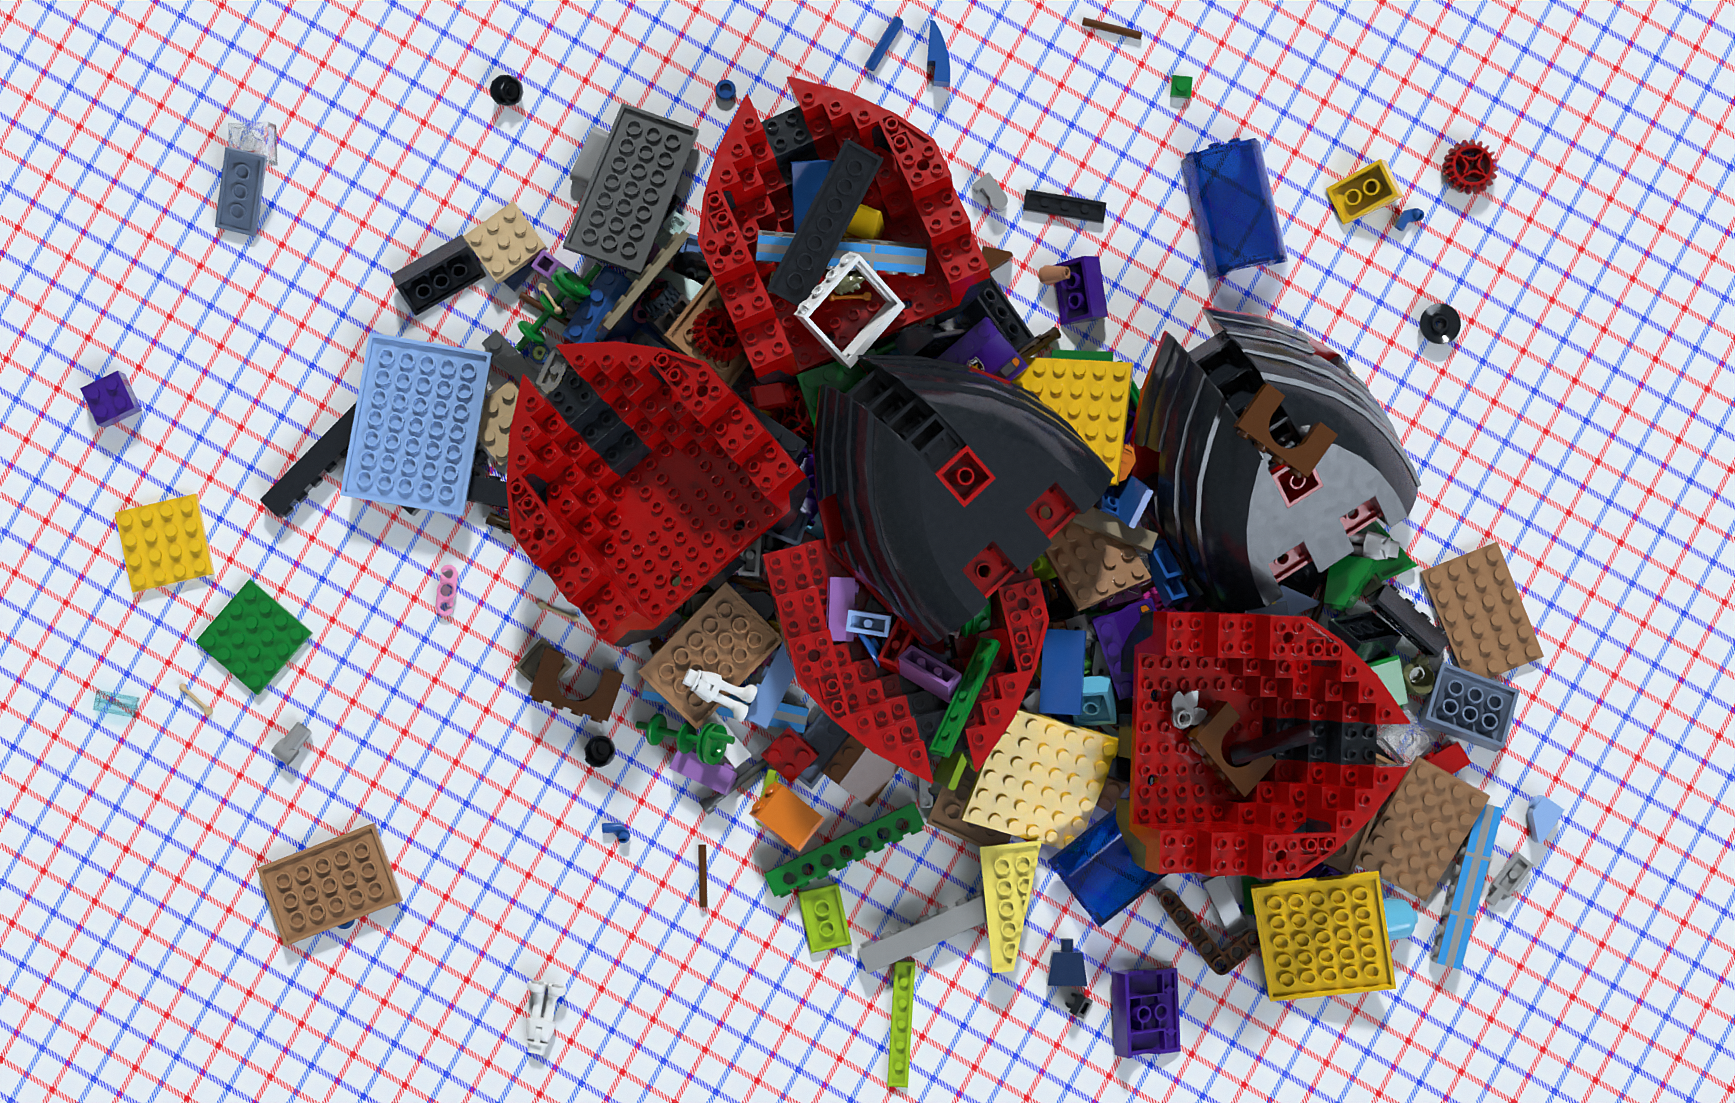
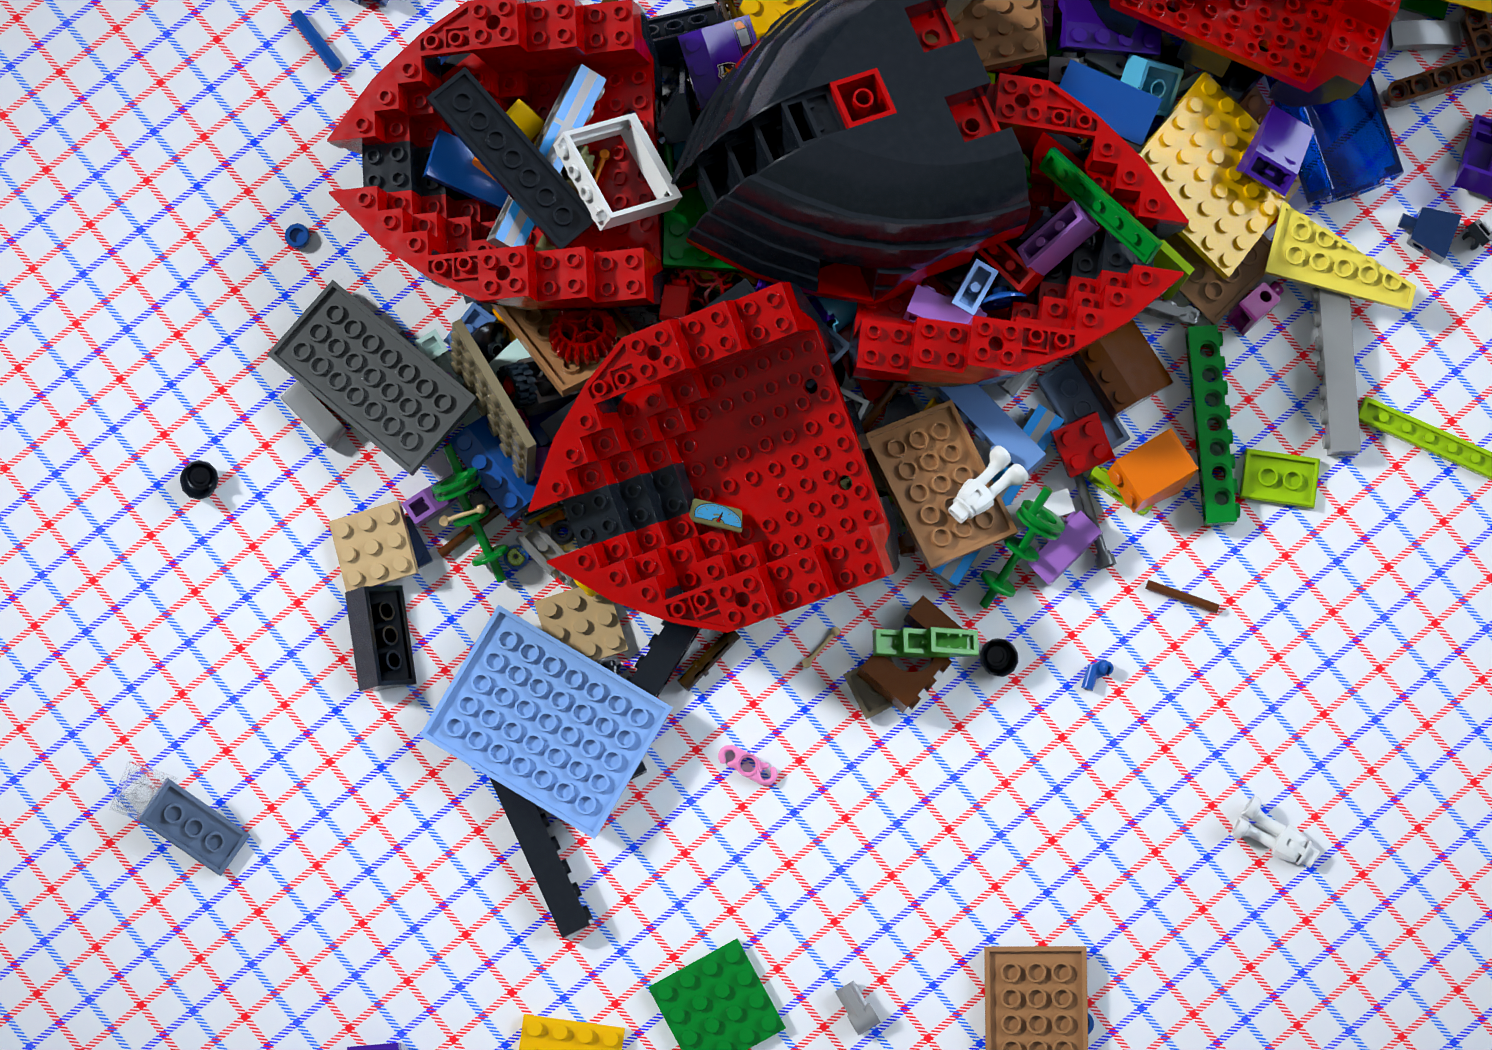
camera: 70 degrees left, 5 degrees down
(509, 357) = (511, 591): dark grey slope -> none
(584, 690) = (925, 642): none -> bright green slope
(614, 491) = (716, 515): none -> slope
(946, 847) = (1255, 306): none -> magenta torso
(1076, 821) = (1276, 151): none -> dark purple slope

